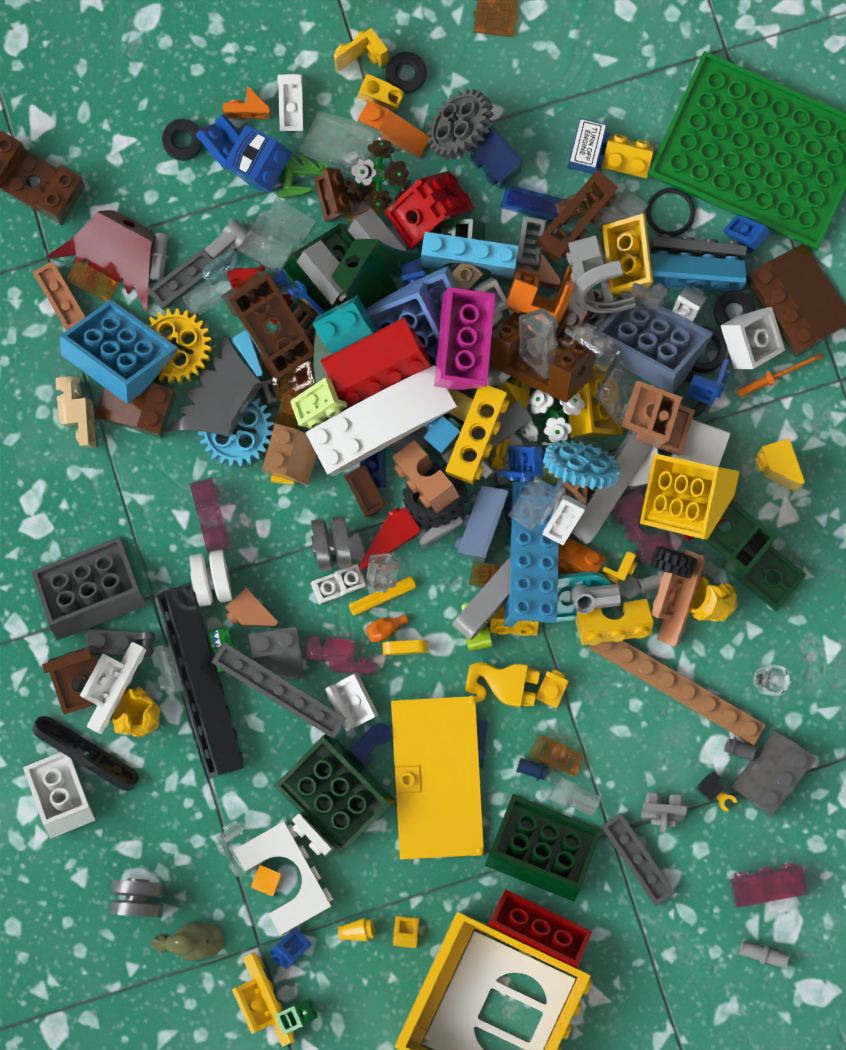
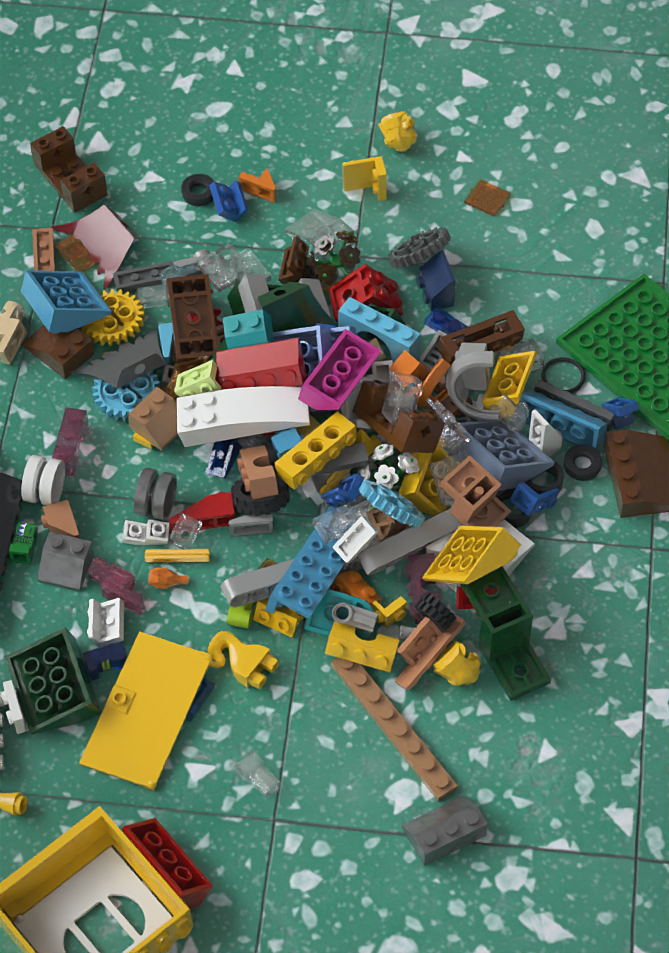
camera: 25 degrees right, 25 degrees down
(159, 256) = (136, 255): light grey axle -> none
(257, 159) = (247, 215): blue slope -> none
(279, 690) = (50, 581): dark grey plate -> none
(290, 102) = (296, 188): white bracket -> none
(292, 168) = (272, 238): bright green piece -> none
(299, 293) = (224, 300): blue flag -> none
(364, 490) = (205, 472): reddish brown tile -> none
(380, 93) = (368, 211): yellow leg -> none
(394, 128) = (368, 239): orange slope -> none
(405, 647) = (174, 599): yellow beam -> none
(406, 932) = (50, 824): yellow slope -> none
(411, 59) = (396, 198): black tyre -> none
(481, 523) = (289, 532): sand blue slope -> none
(532, 769) = (235, 739): dark blue pin -> none
(537, 748) = (260, 725): clear orange slope -> none
(543, 848) = (206, 803): dark green slope -> none
(552, 688) = (283, 681): yellow bracket -> none
(587, 146) = (519, 298): brick -> none
(628, 156) = (545, 323): yellow bracket -> none
(637, 859) = (286, 848): dark grey plate -> none
(664, 814) = (329, 818): light grey hips -> none
(712, 789) = (381, 817): black piece -> none
(739, 749) = (424, 796): dark grey pin -> none
(752, 338) = (588, 481): white slope -> none
(768, 885) = (393, 919): clear pink brick -> none
(770, 379) = (582, 522): orange sword -> none
(772, 680) = (480, 749): clear head -> none
(780, 464) = (565, 581): yellow slope -> none

